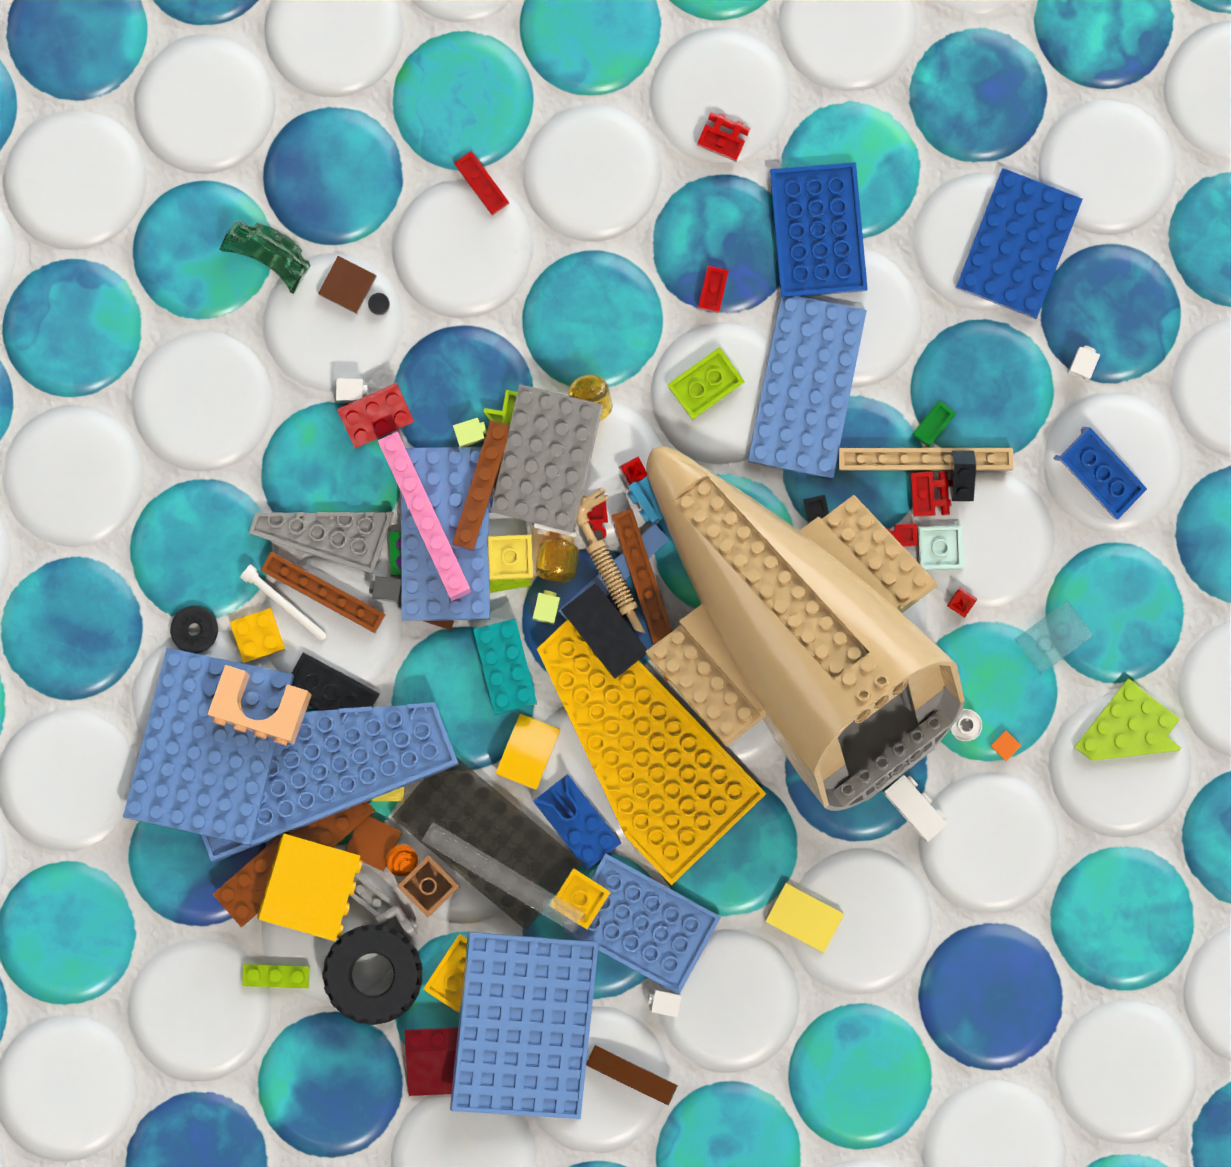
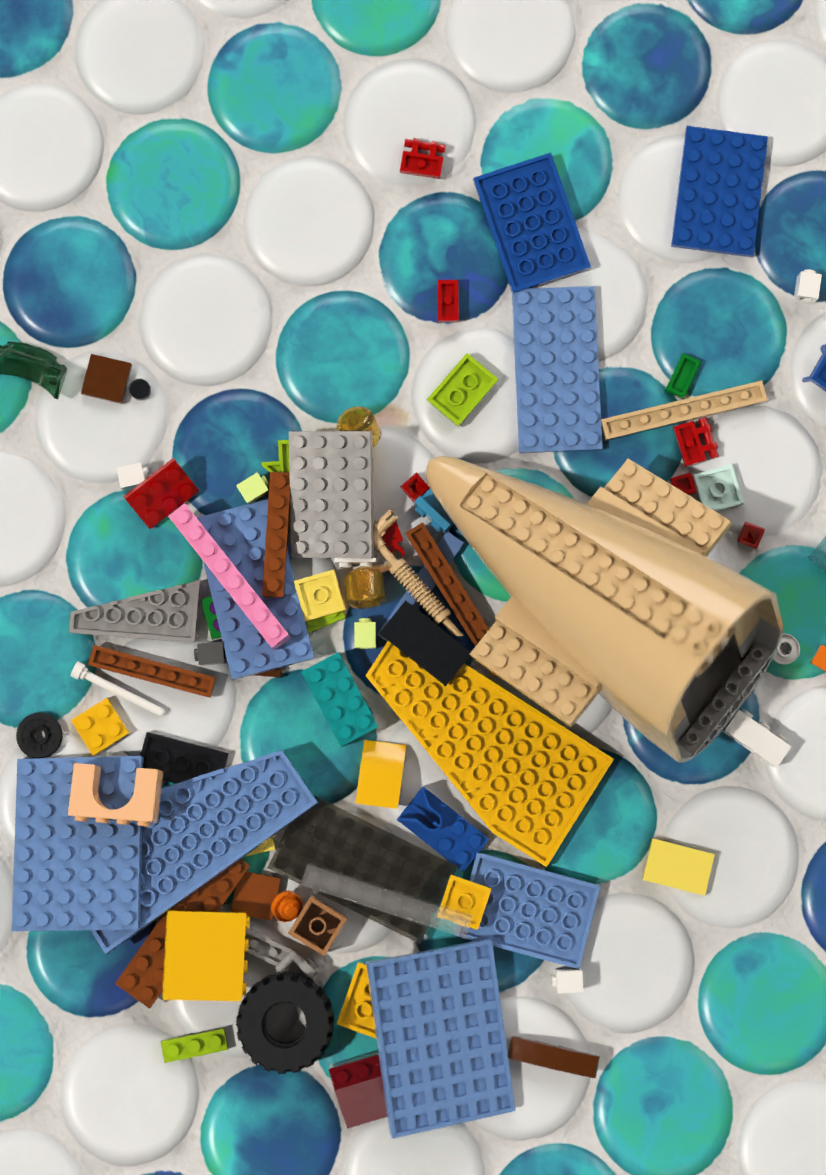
camera: 10 degrees left, 0 degrees up
(481, 183) = (208, 255): red tile -> none
(816, 507) = (593, 480): black tile -> none
(962, 476) = (723, 416): black brick -> none

